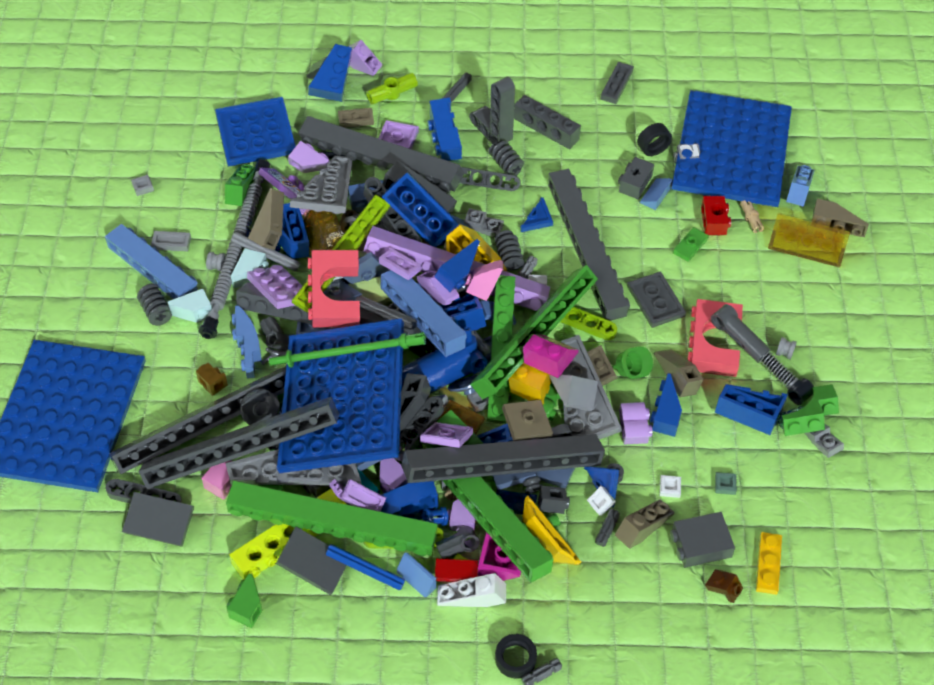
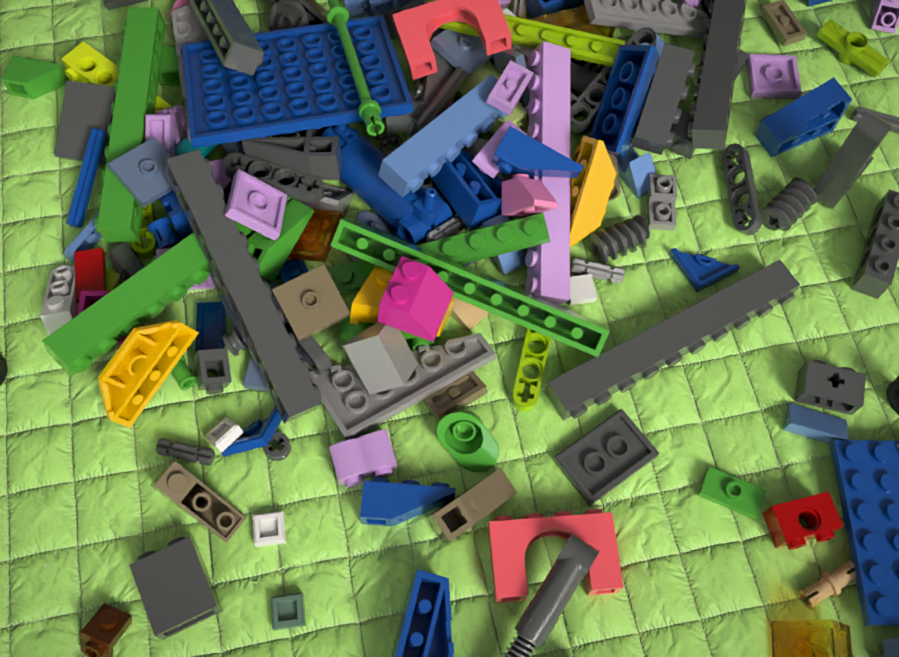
camera: 75 degrees right, 10 degrees up
(393, 504) = (143, 172): none -> sand blue plate

